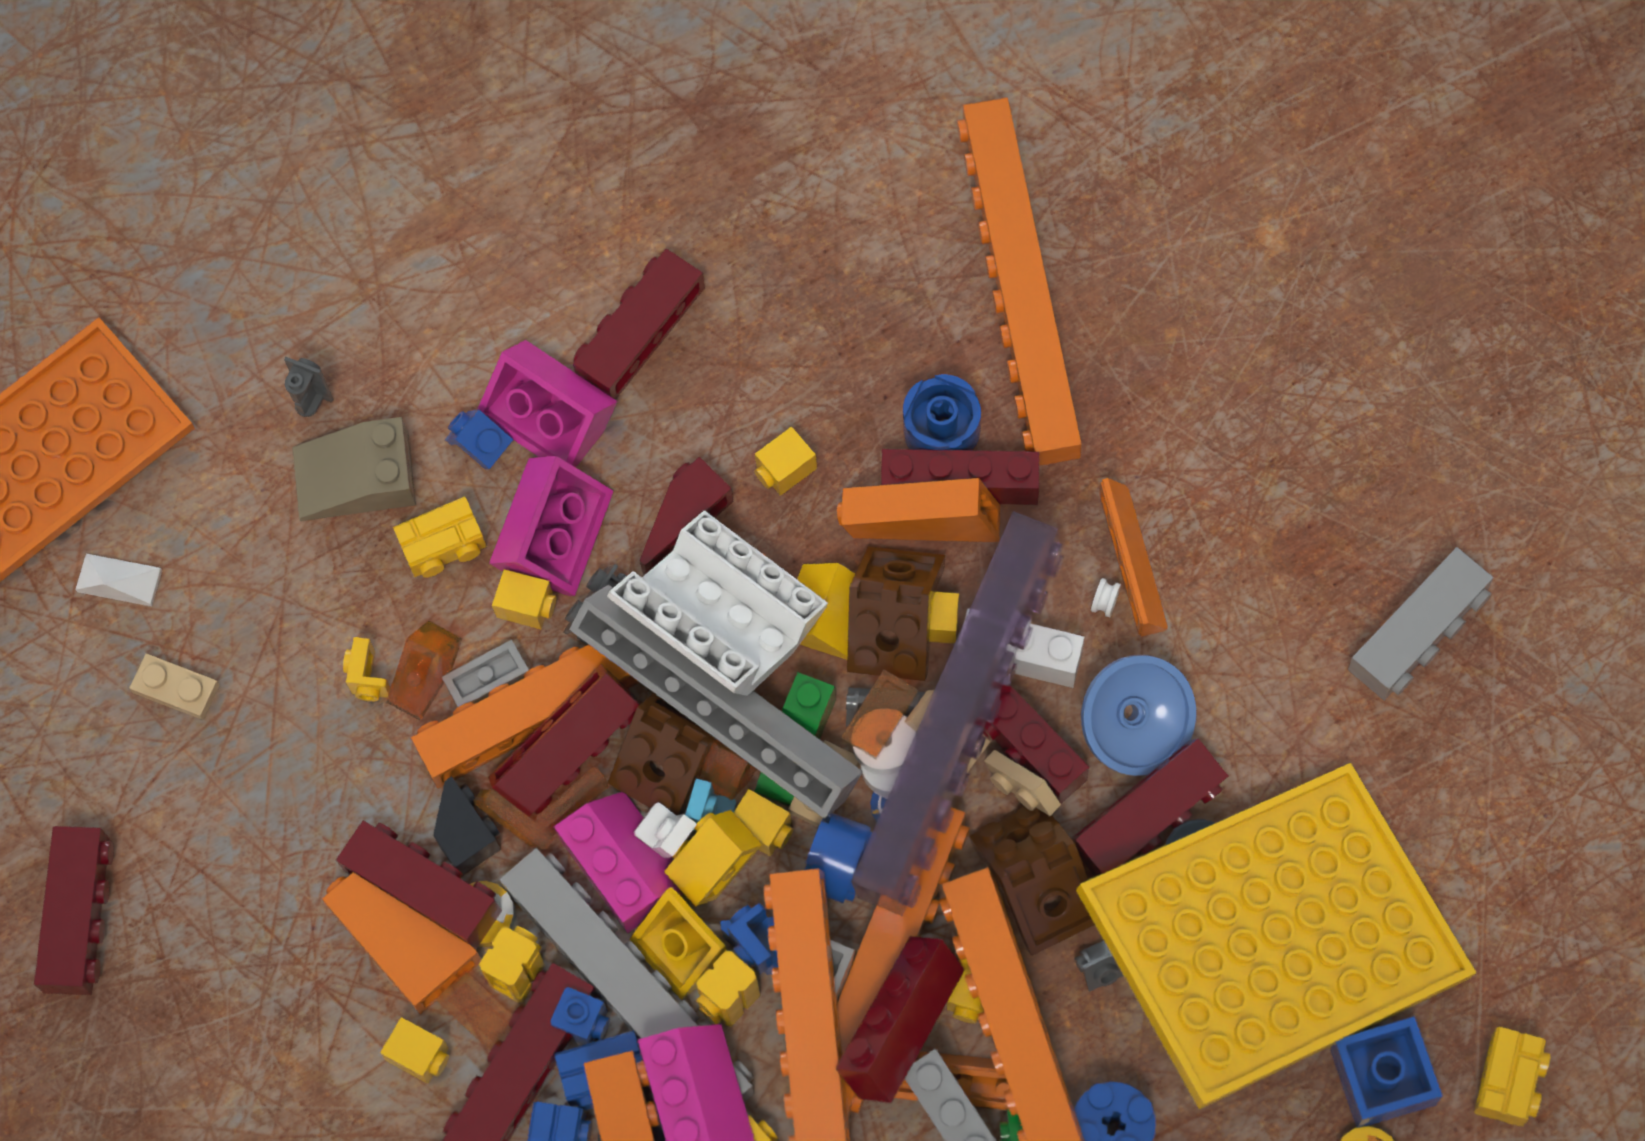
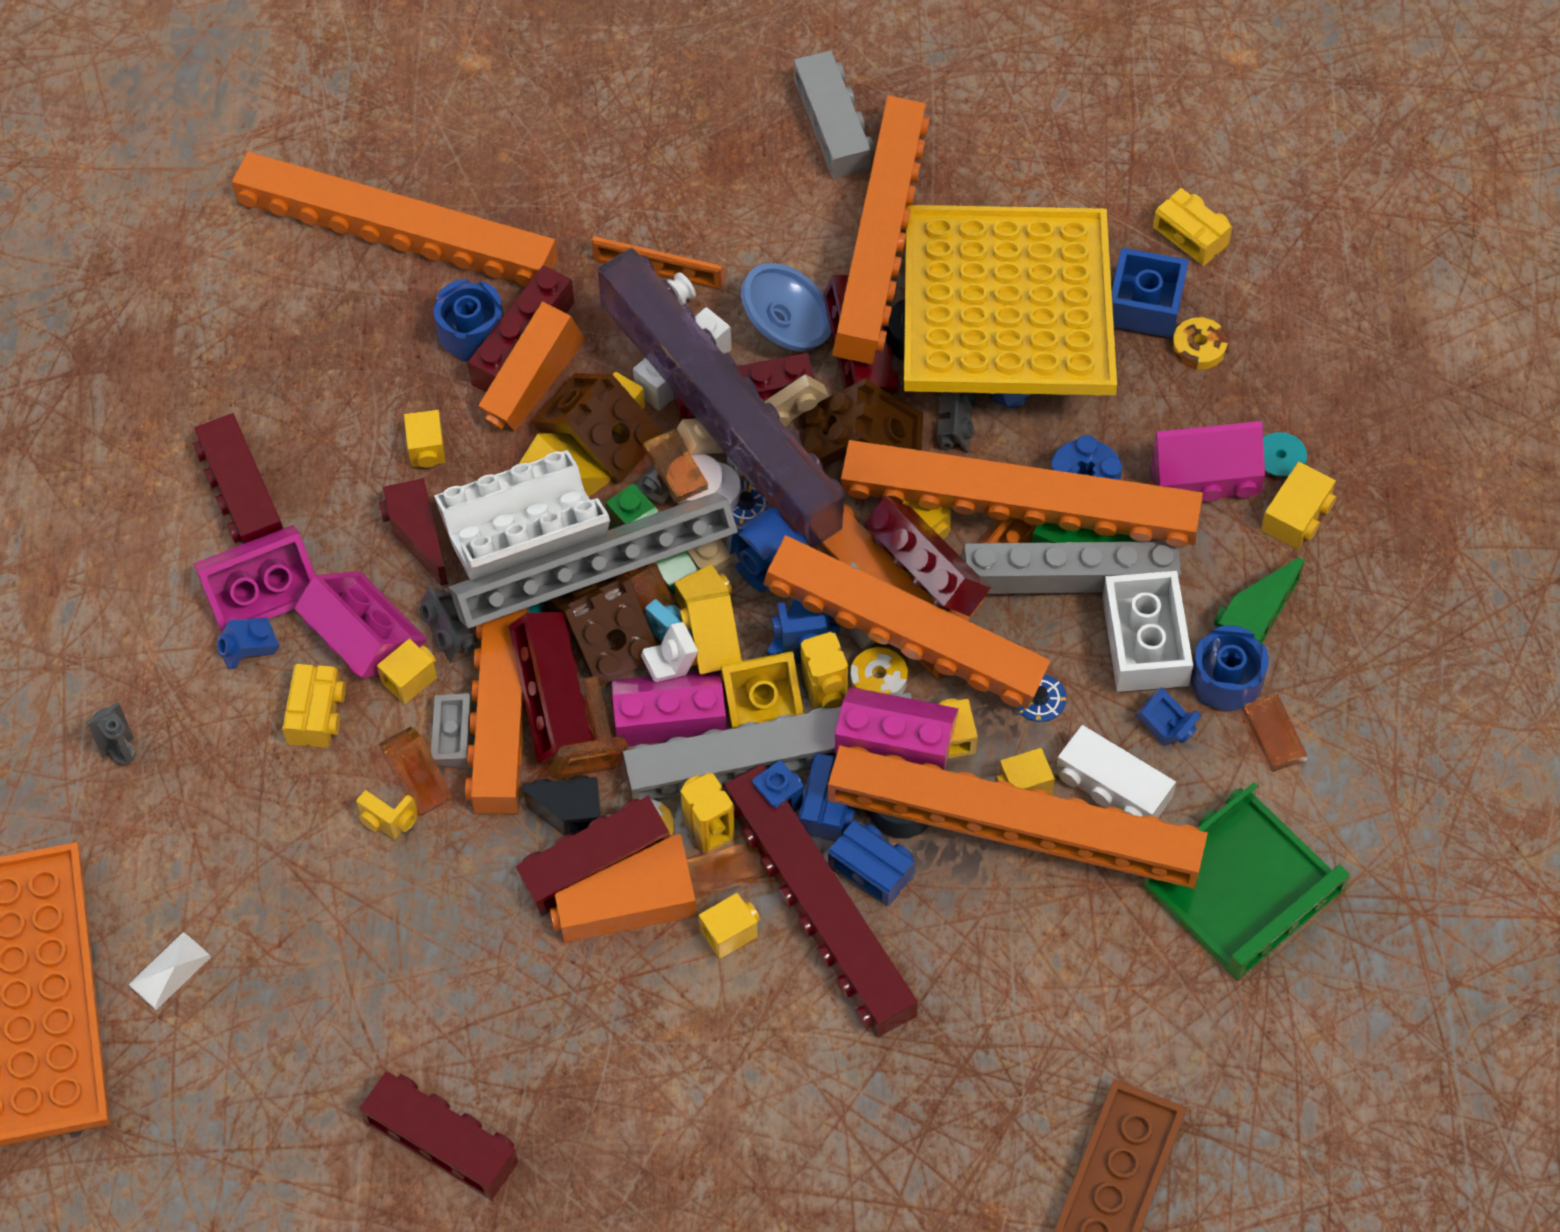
camera: 65 degrees left, 10 degrees down
(174, 686) = (295, 969): tan plate -> none
(355, 470) = (209, 741): dark tan slope -> none
(752, 1048) = (879, 661): none -> yellow piece
(1286, 754) = (880, 233): none -> orange brick

